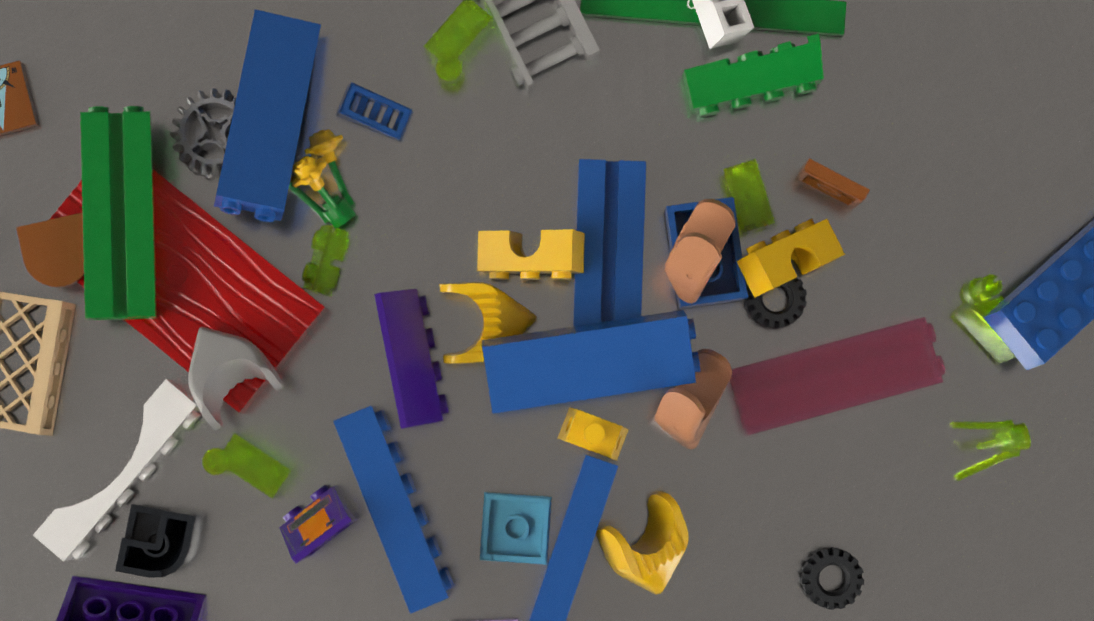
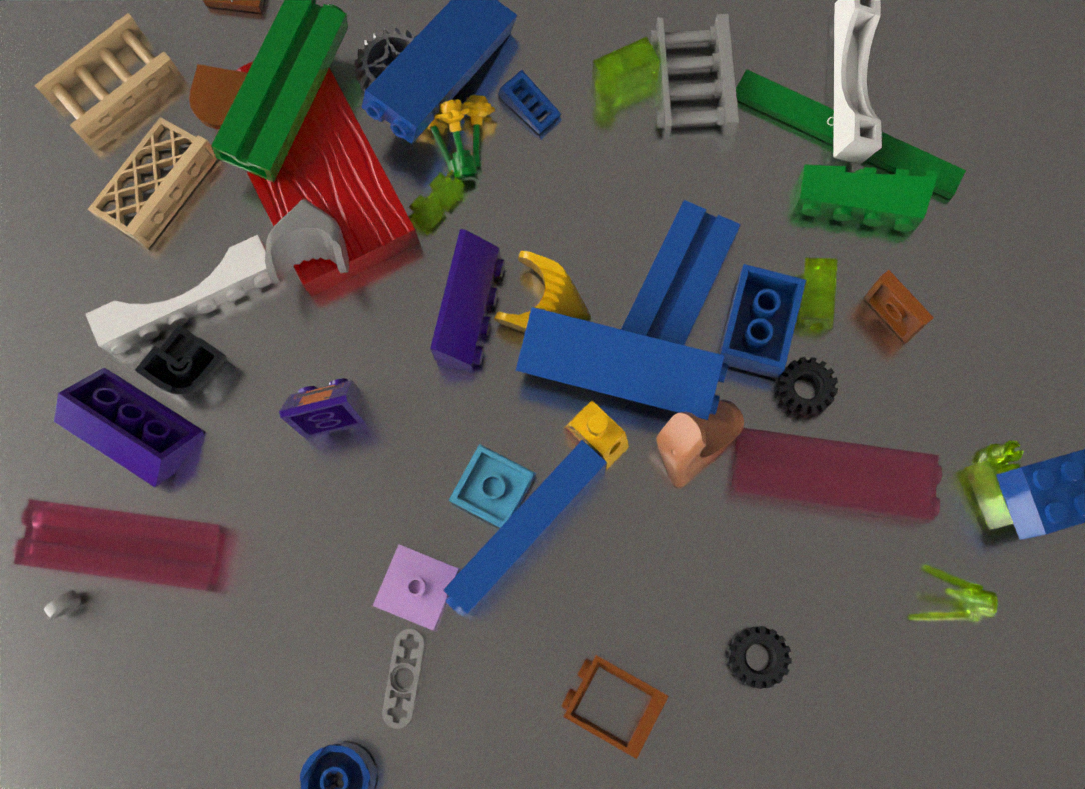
camera: 30 degrees right, 10 degrees down
(249, 463) = (293, 334): clear neon green hinge -> none
(393, 508) = (394, 420): blue brick -> none
(558, 254) = (630, 267): yellow arch -> none
(658, 551) = (608, 563): yellow animal -> none
(699, 248) = (757, 304): nougat animal -> none
(771, 264) = (822, 348): yellow arch -> none

